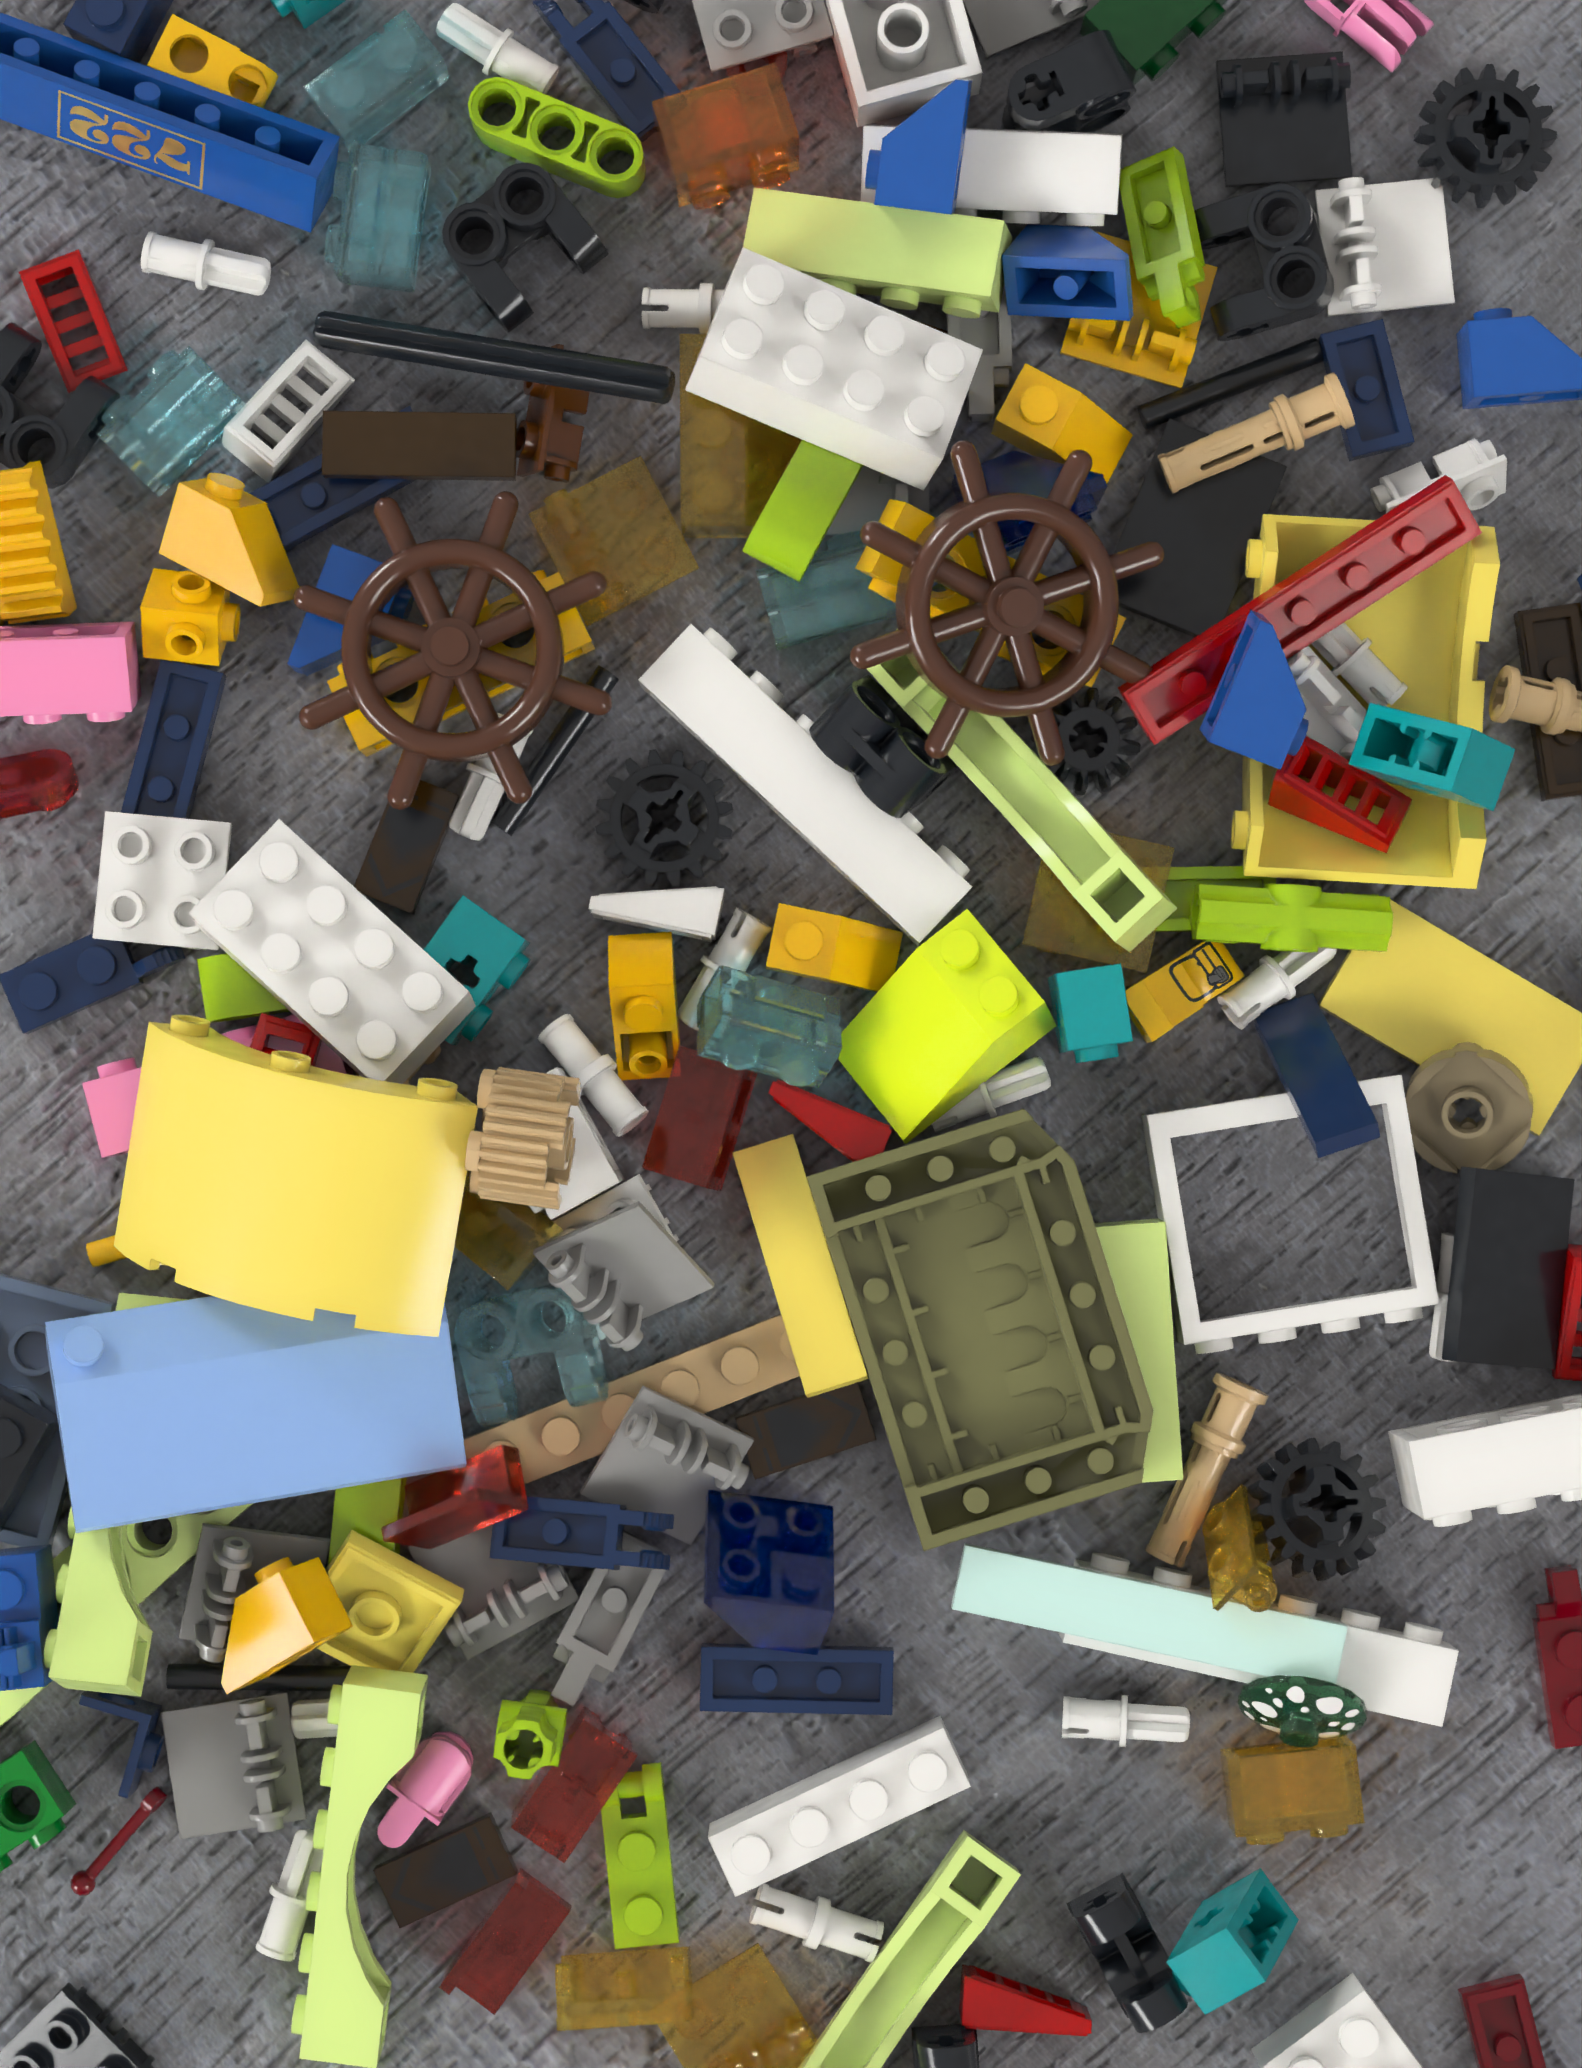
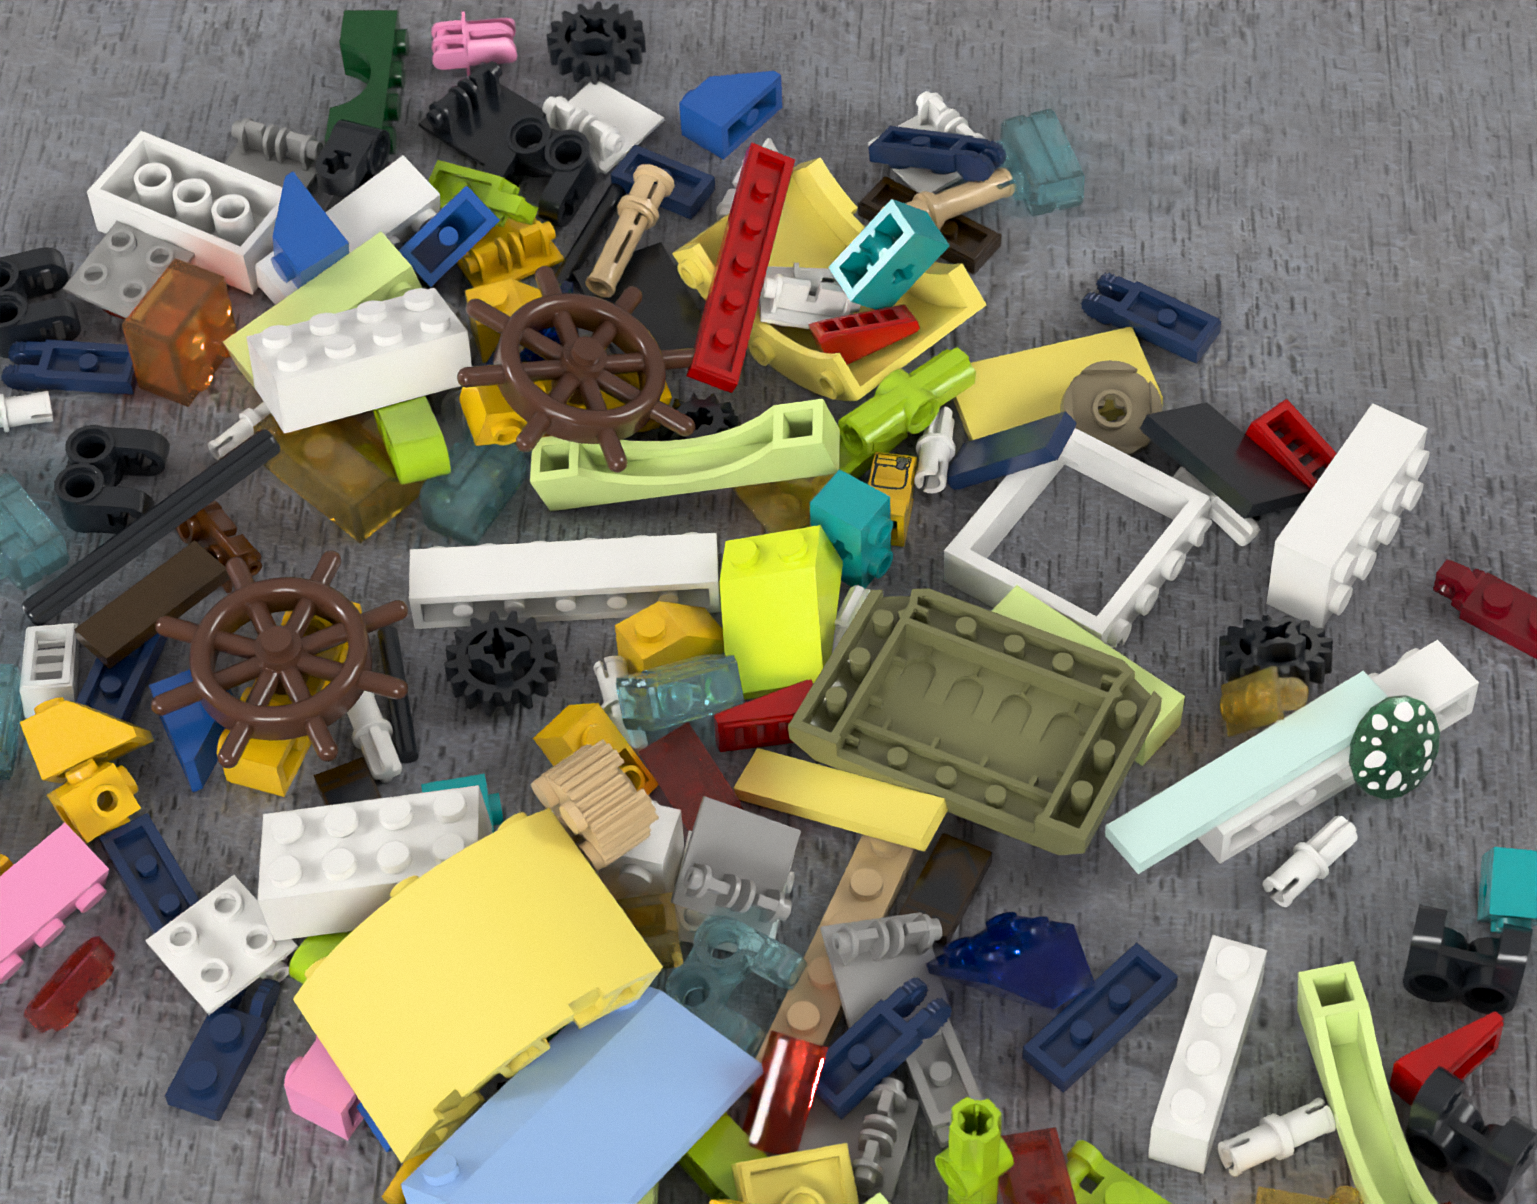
camera: 45 degrees left, 35 degrees down
(537, 114) = (44, 425): lime beam -> none
(618, 530) = (306, 544): clear yellow hinge -> none
(682, 911) = (566, 685): white slope -> none
(887, 759) = (599, 507): black piece -> none
(1215, 1442) = (1184, 675): tan pin -> none
(1257, 699) = (765, 303): blue slope -> none
(1292, 1789) = (1444, 802): clear yellow brick -> none

